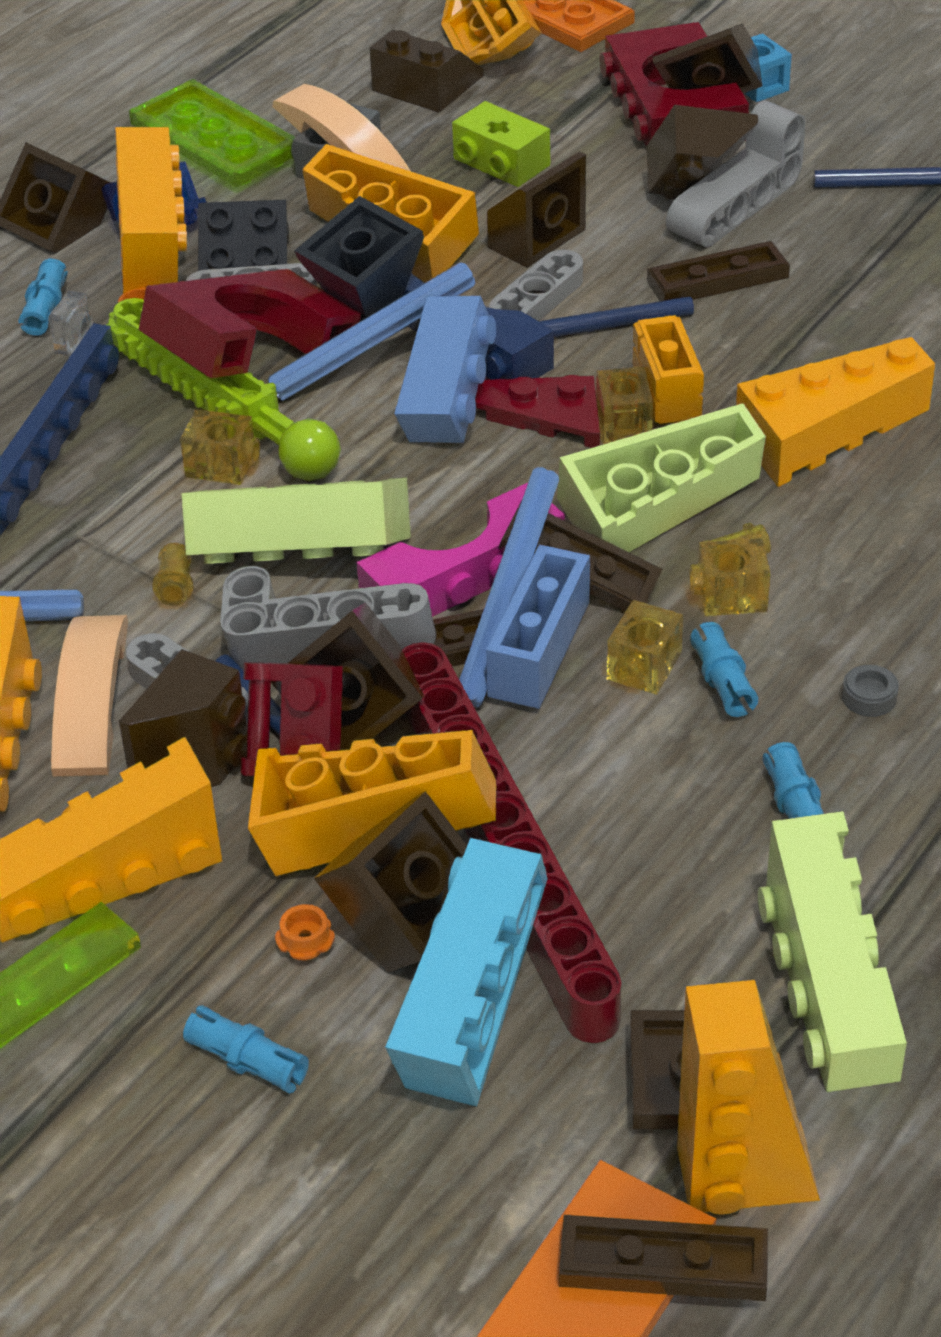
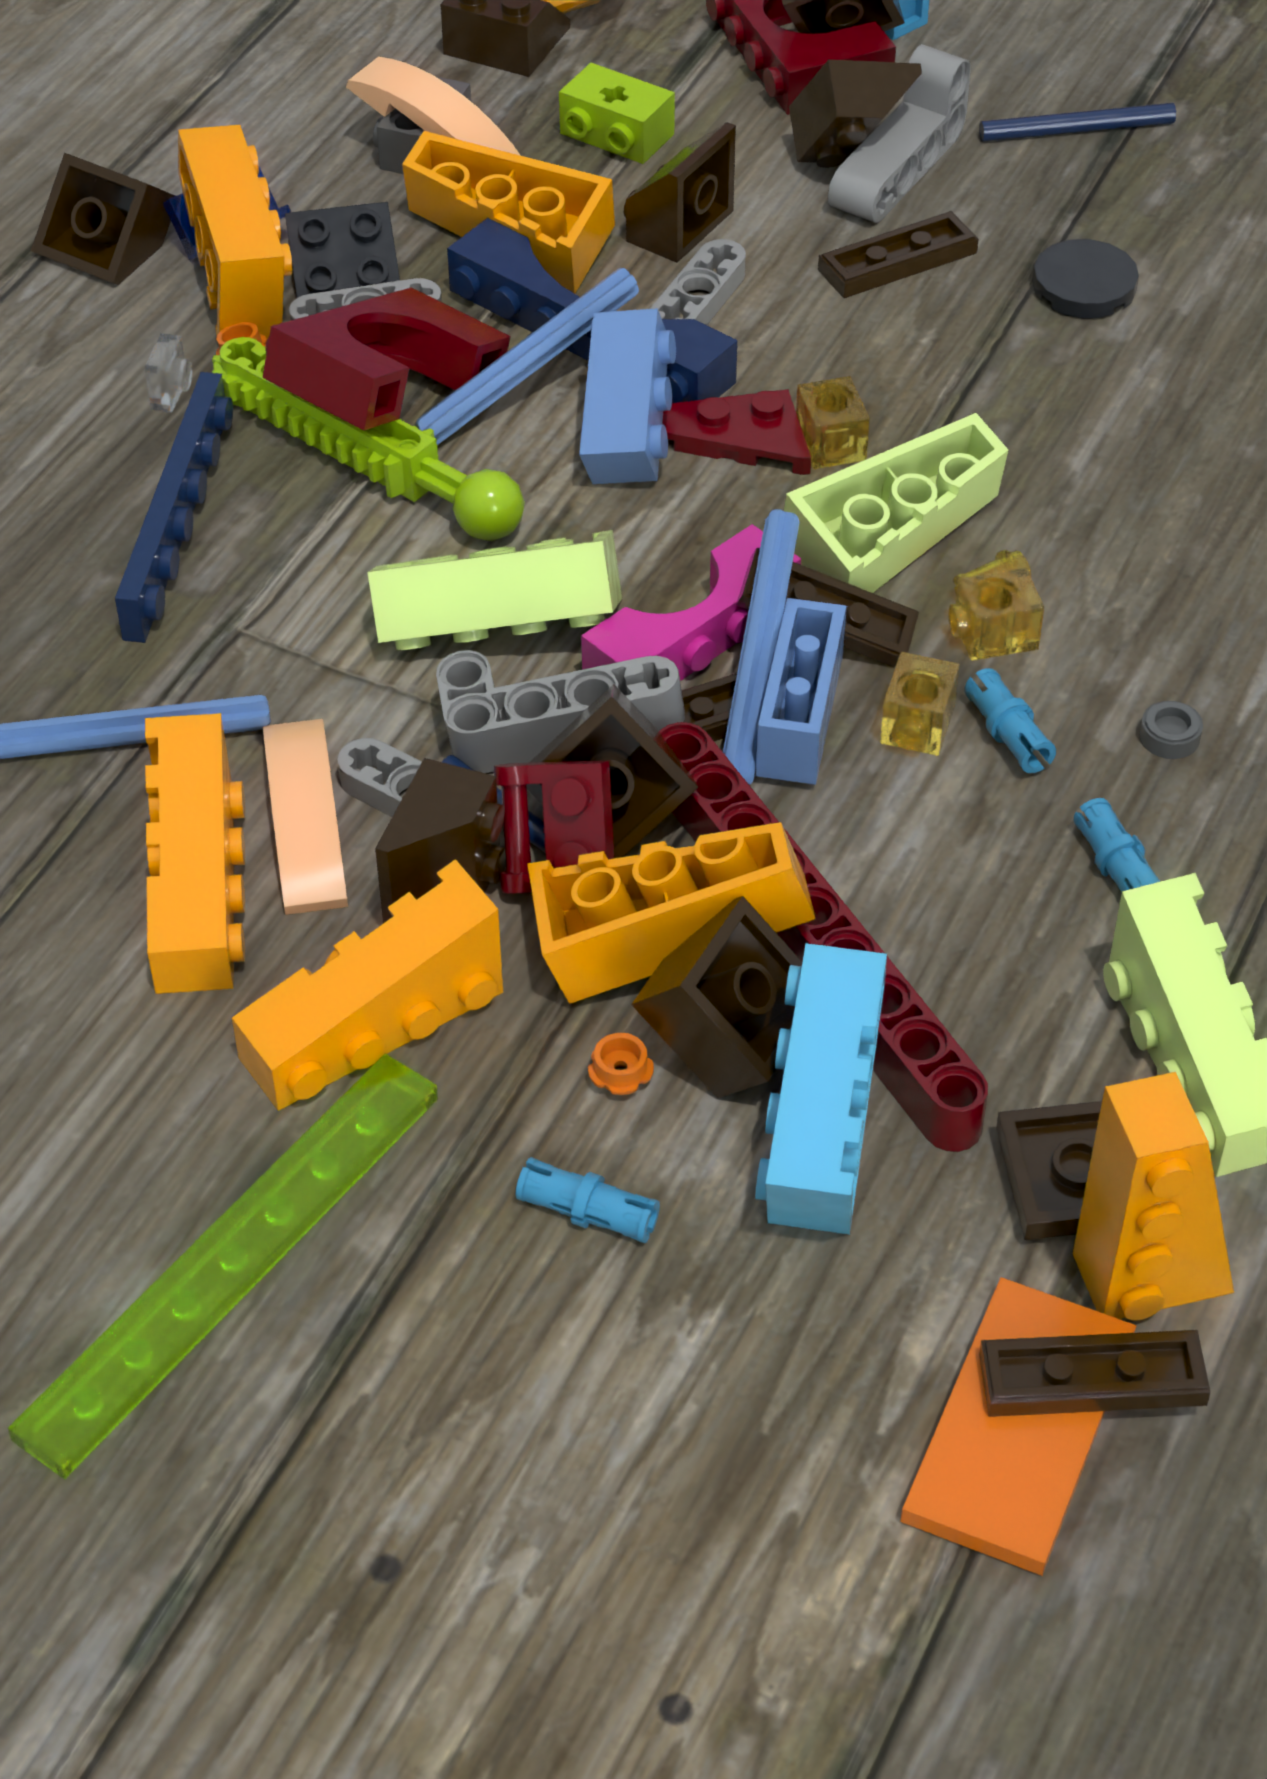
camera: 10 degrees left, 5 degrees up
(43, 296) = (123, 341): dark azure pin -> none
(173, 582) = (368, 675): clear yellow pin -> none
(216, 132) = (283, 121): clear neon green plate -> none
(219, 447) = (382, 509): clear yellow brick -> none
(363, 256) = (504, 268): black slope -> none
(619, 316) = (802, 314): dark blue bar -> none
(670, 368) = (880, 372): light orange brick -> none
(836, 403) = (1070, 400): light orange wedge -> none
(878, 304) = (1085, 278): none -> black tile

